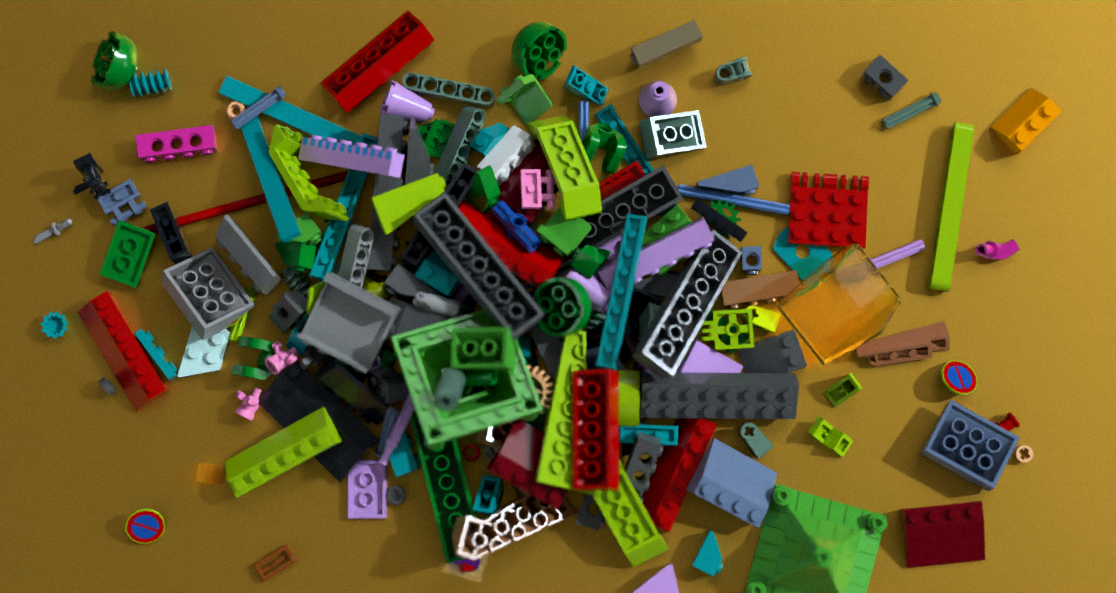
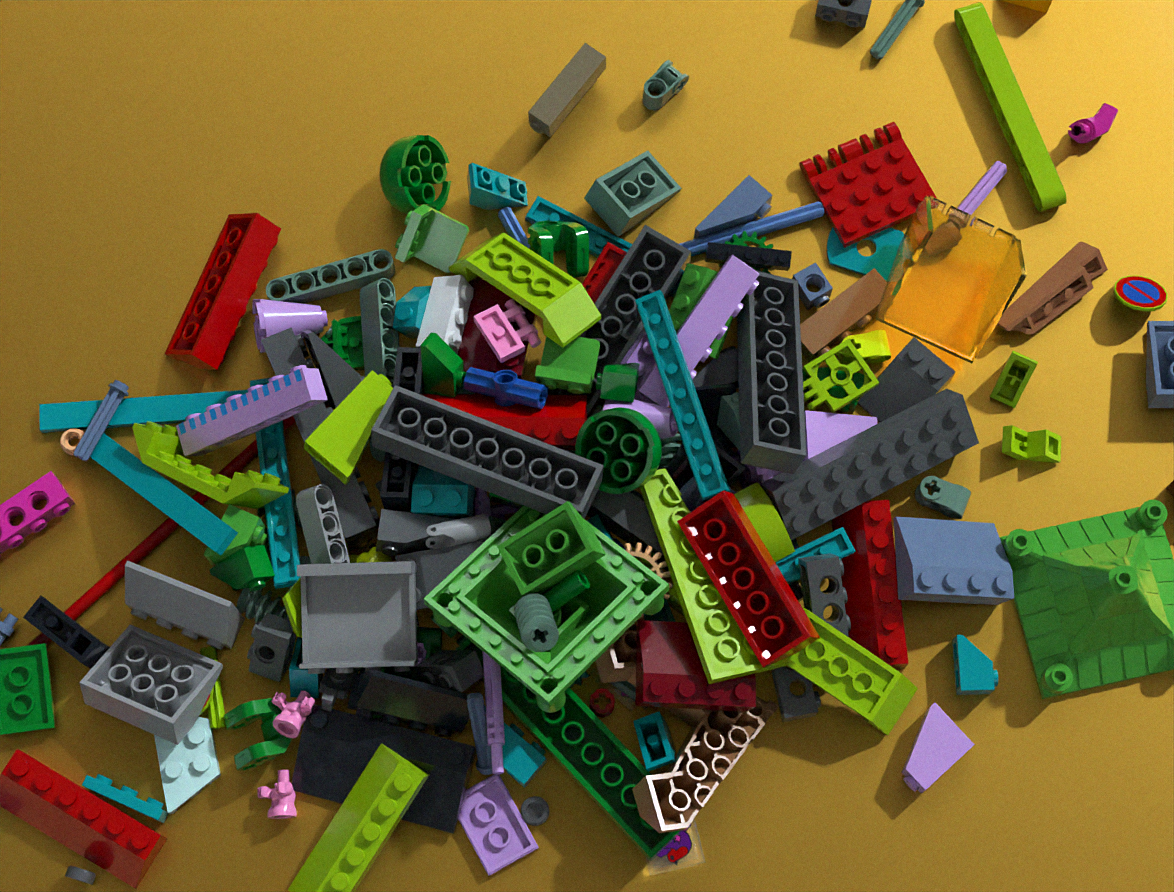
camera: 30 degrees left, 10 degrees down
(657, 99) = (590, 157): lavender cone -> none

